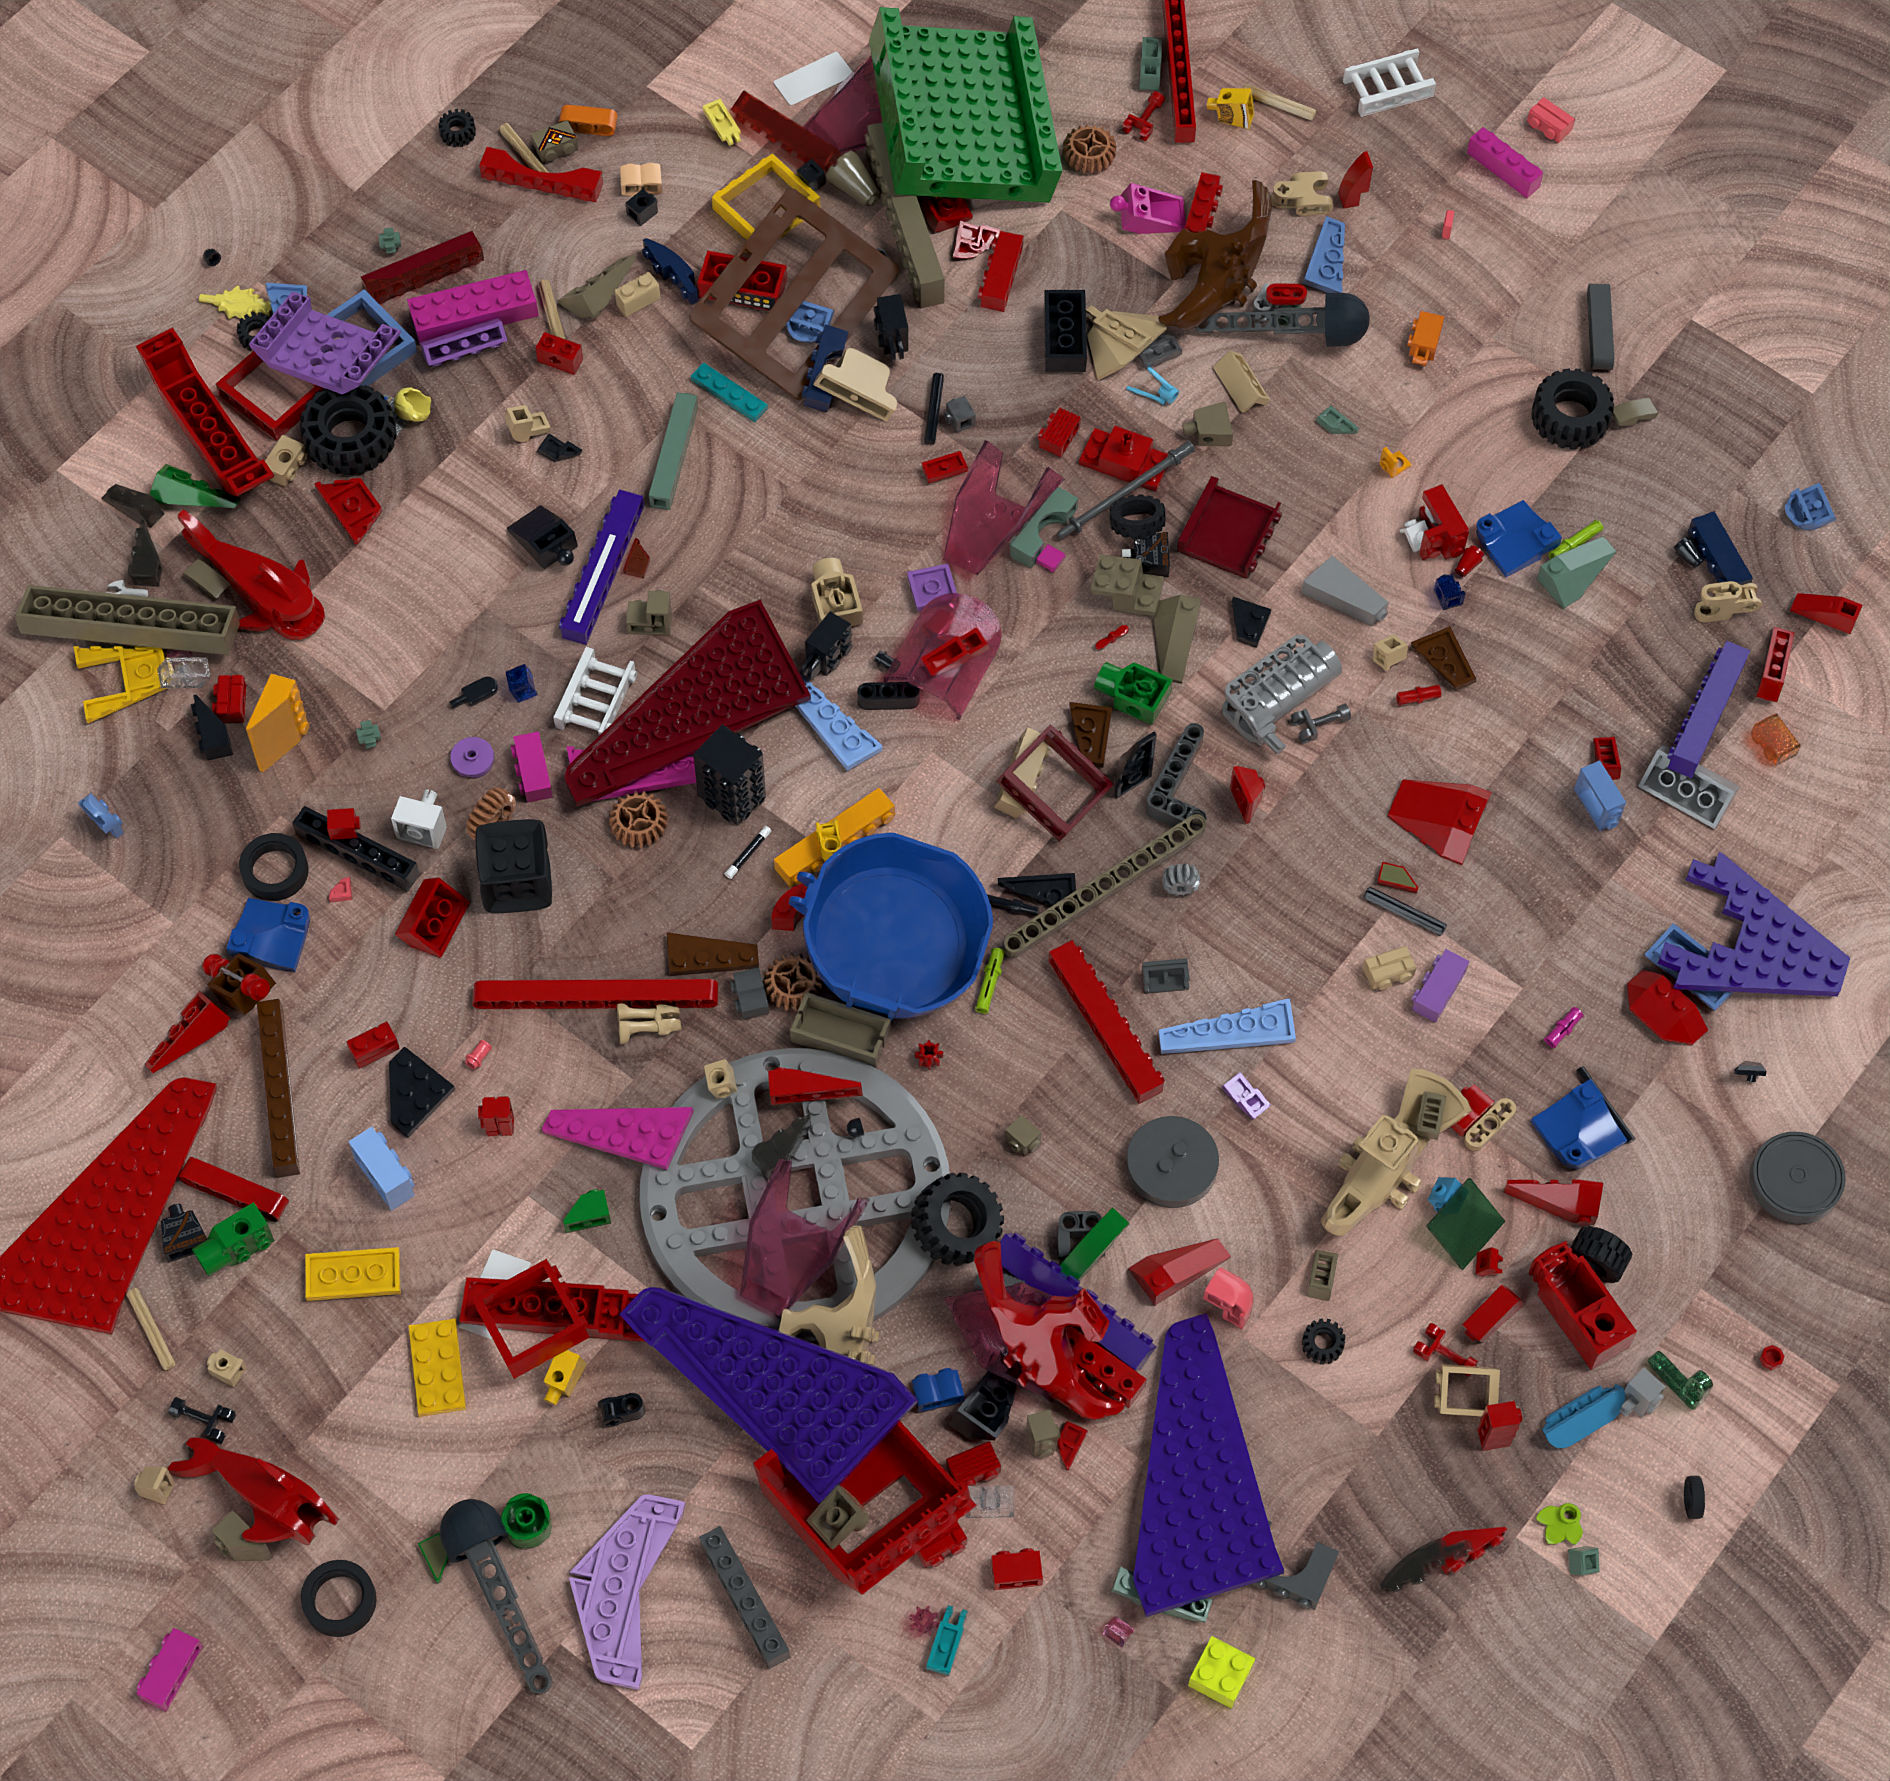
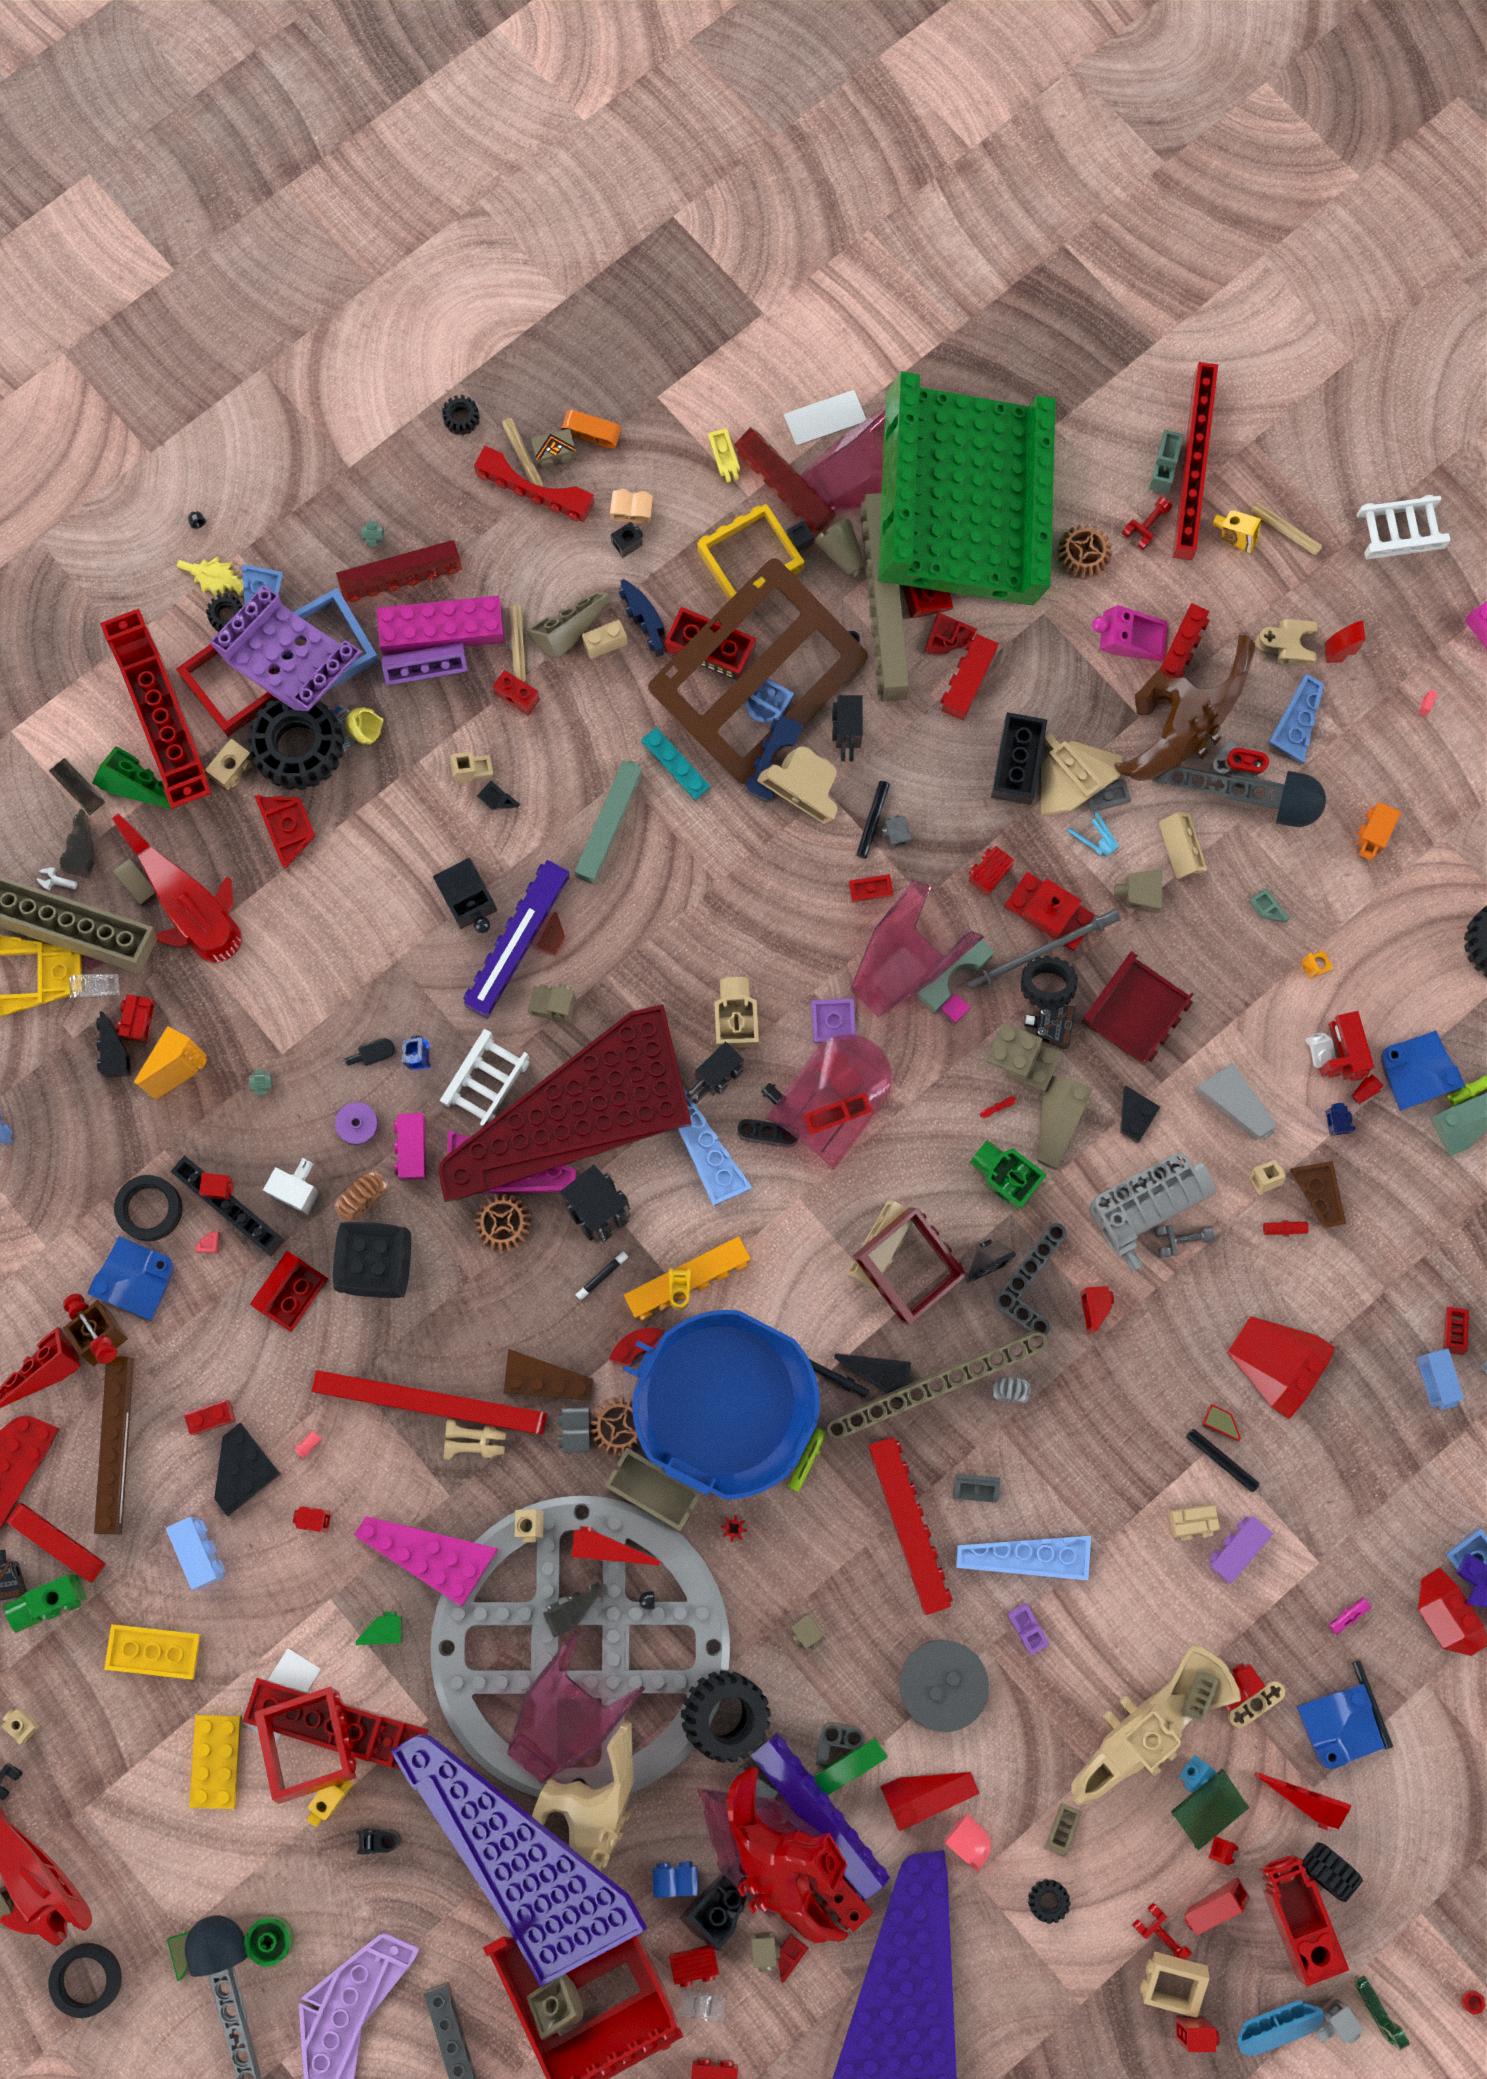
camera: 10 degrees right, 15 degrees up
(1091, 730) = (957, 1209): reddish brown wing -> none

